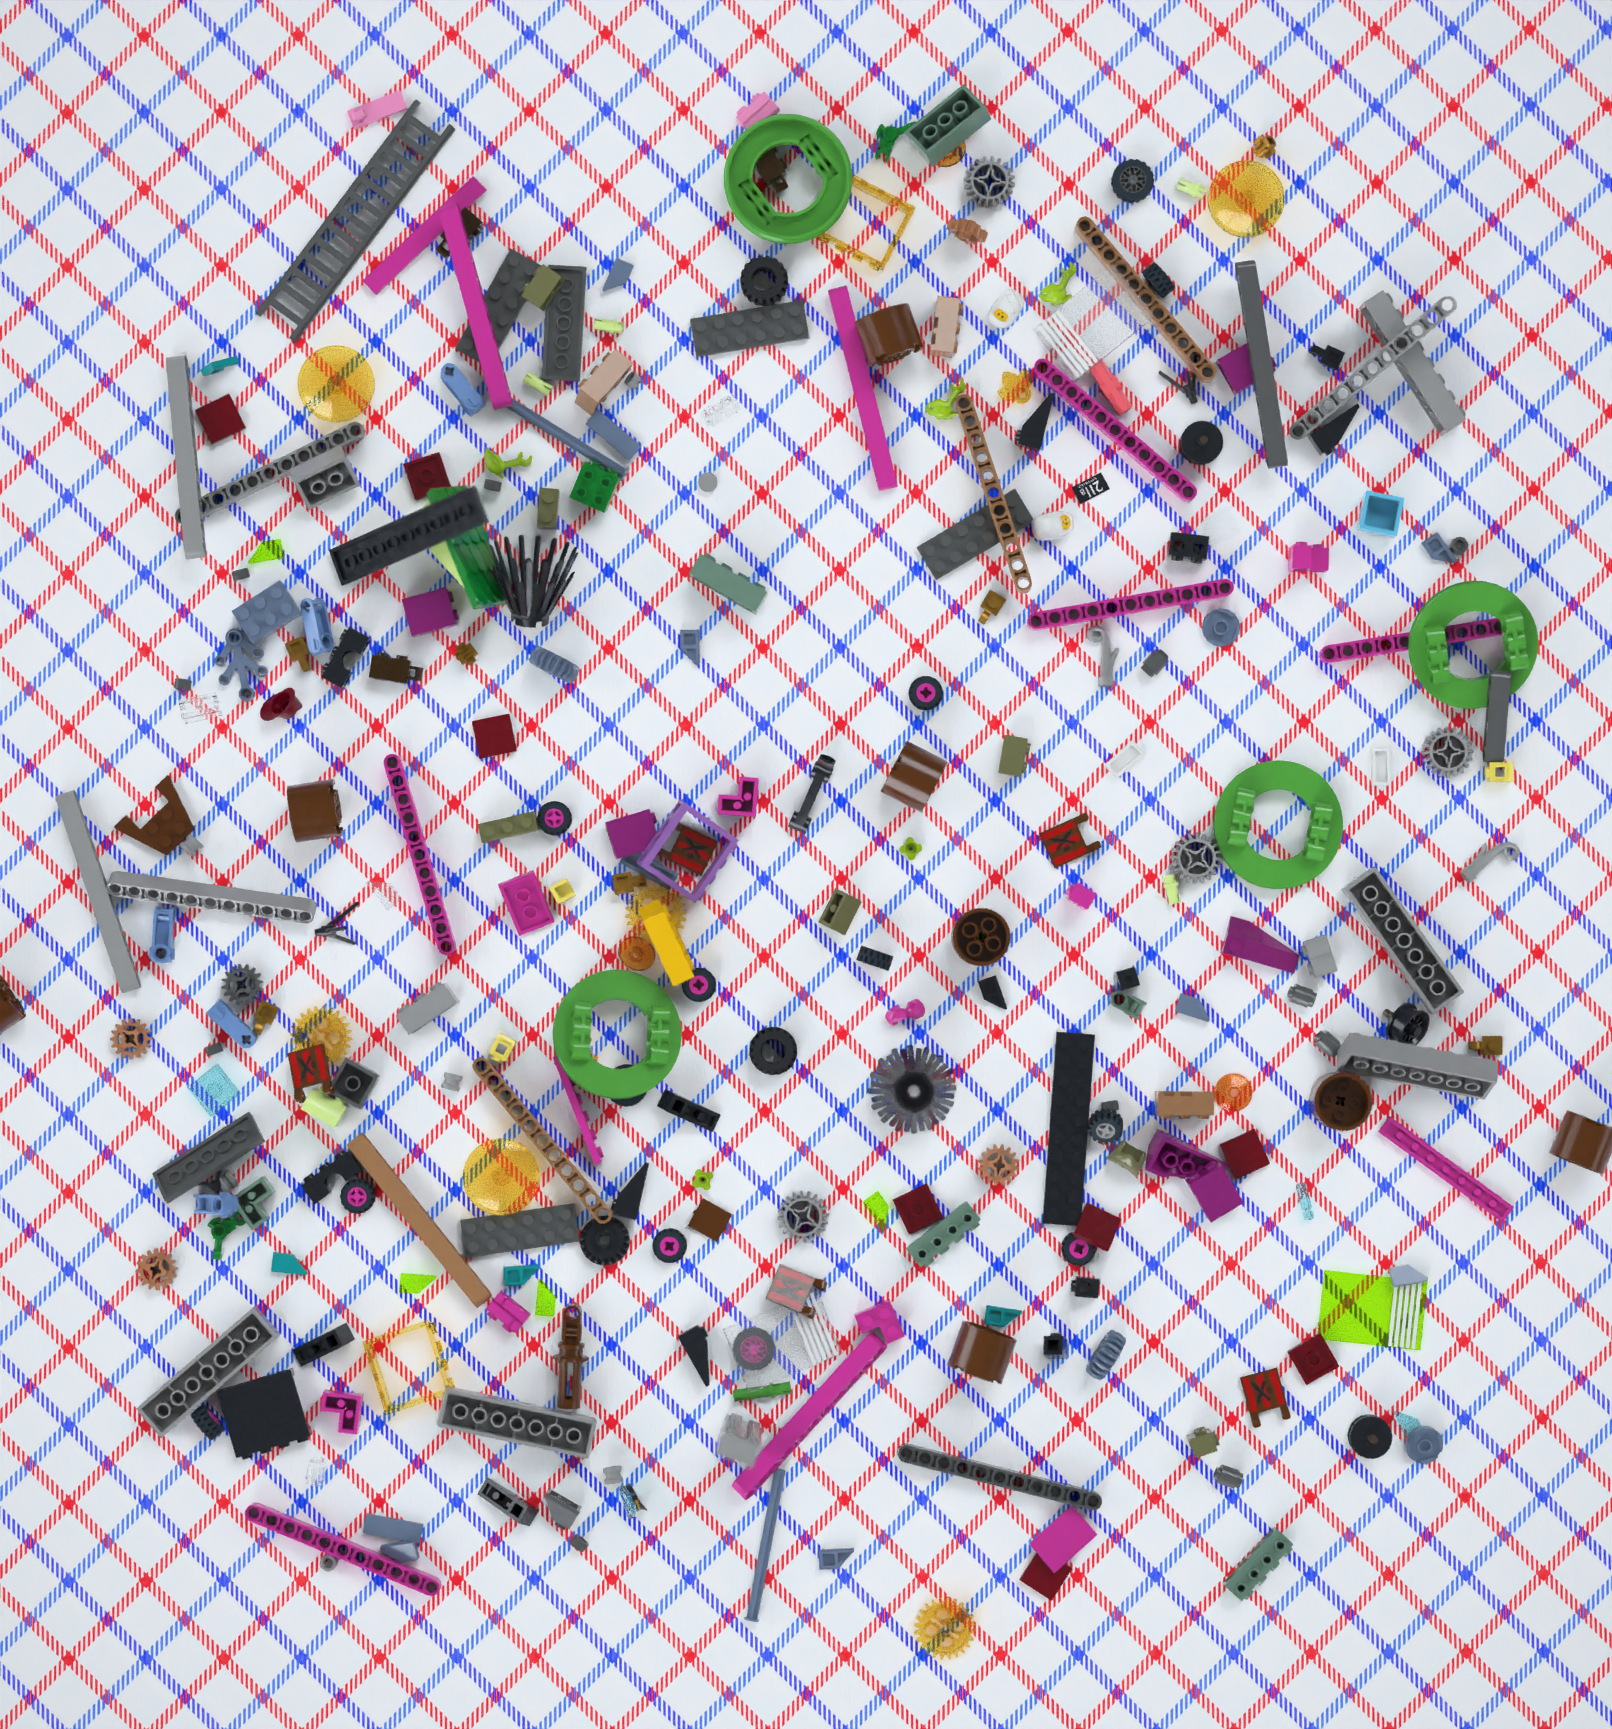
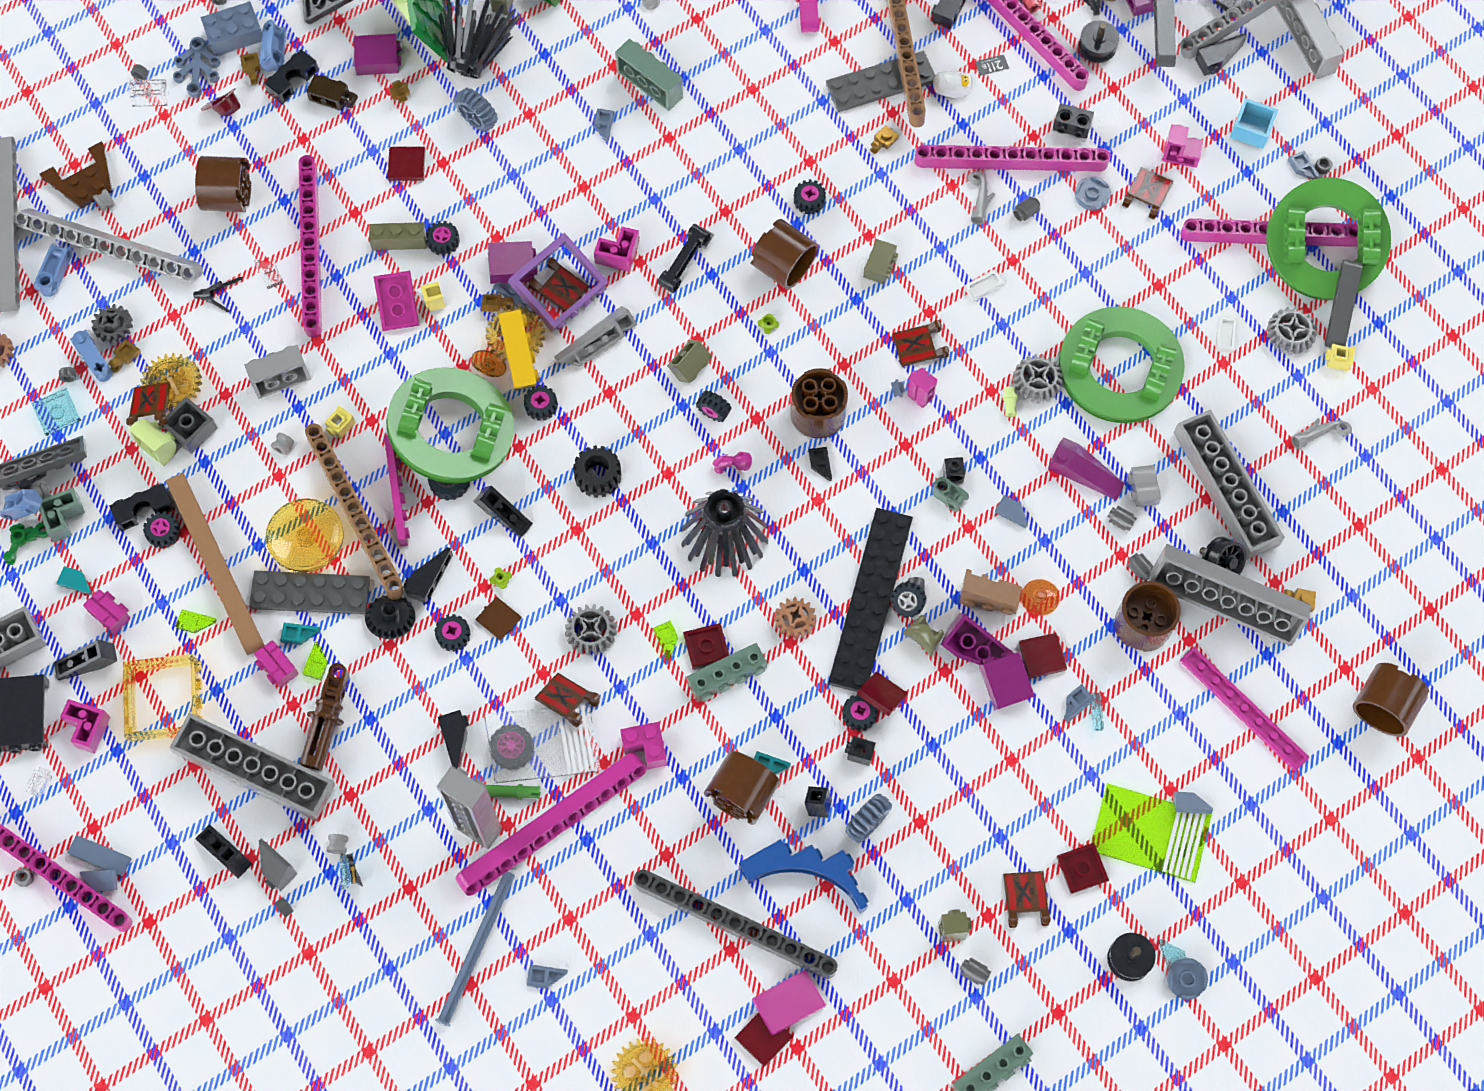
camera: 10 degrees right, 20 degrees down
(330, 1291) = (106, 611): none -> dark pink brick
(740, 900) = (598, 338): none -> light grey wedge
(1027, 1408) = (777, 859): none -> blue arch
(1056, 897) = (898, 388): none -> sand blue plate
(1279, 610) = (1149, 189): none -> flag
(1285, 1195) = (1077, 702): none -> sand blue tile

